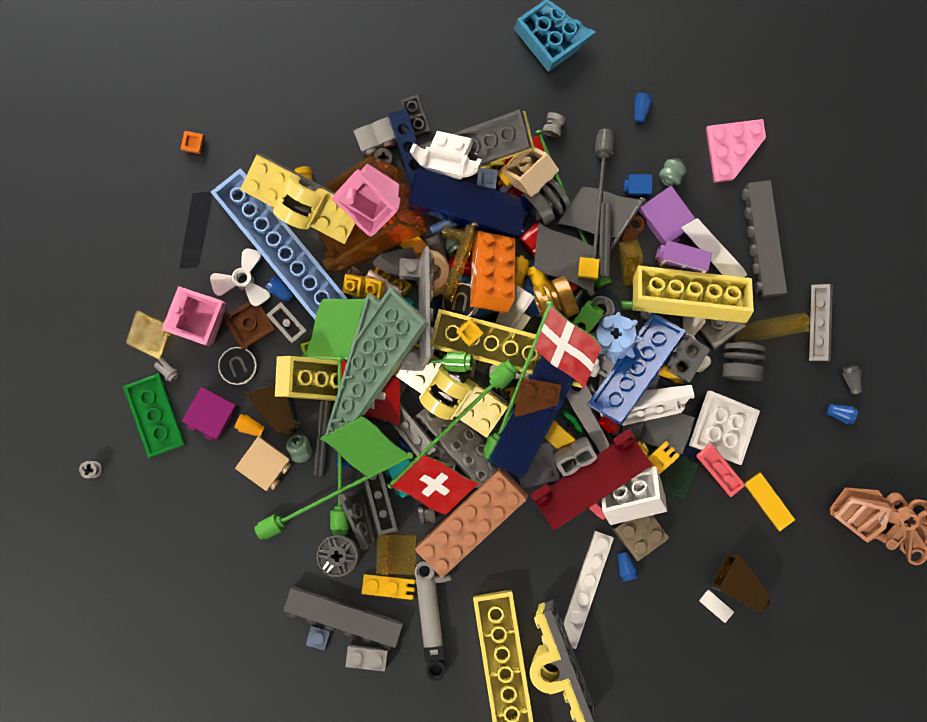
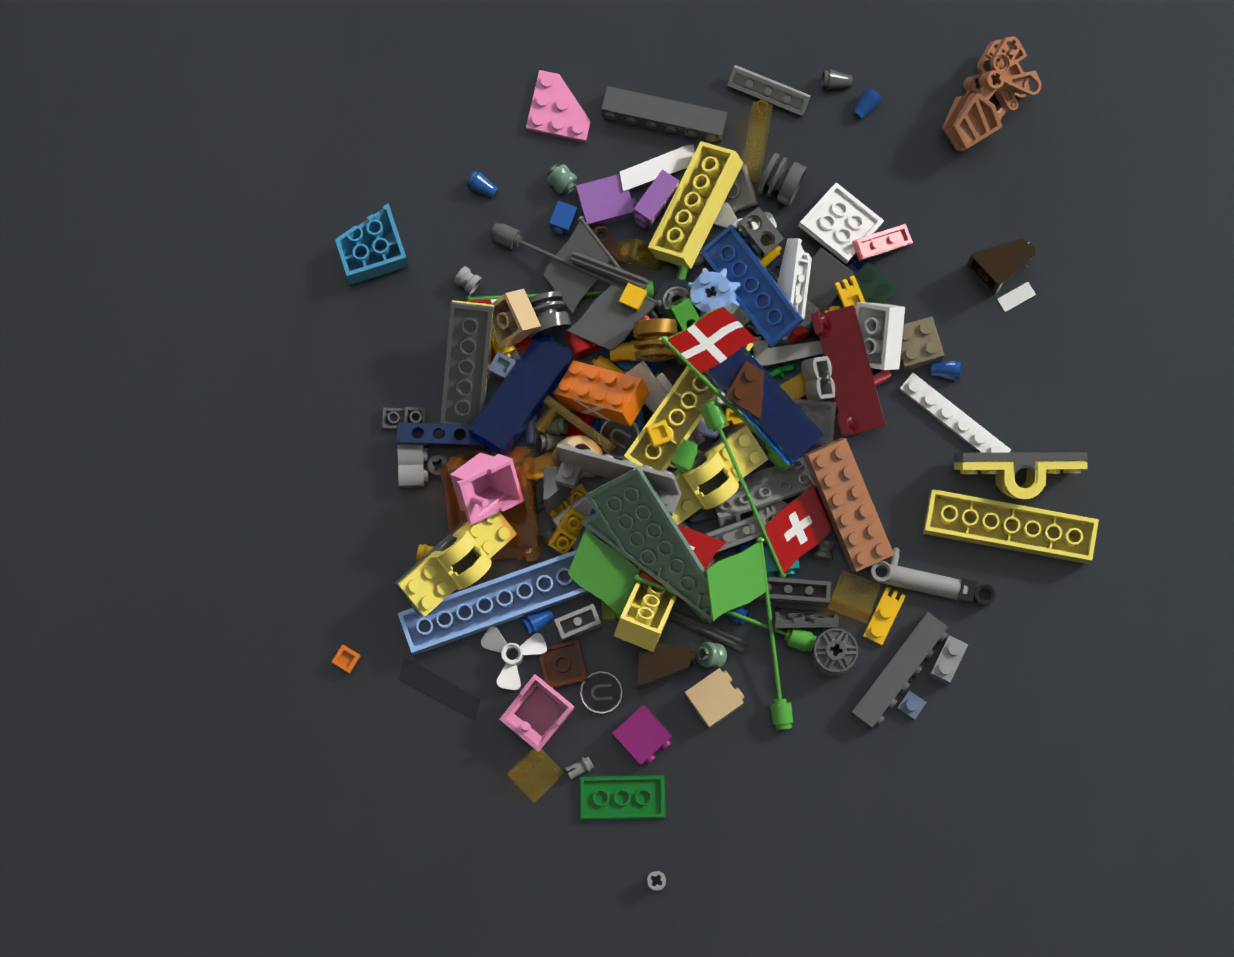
camera: 70 degrees left, 5 degrees down
(248, 425) = (667, 702): light orange cone -> none
(447, 156) = (466, 395): white plate -> none
(769, 501) = (930, 206): yellow tile -> none

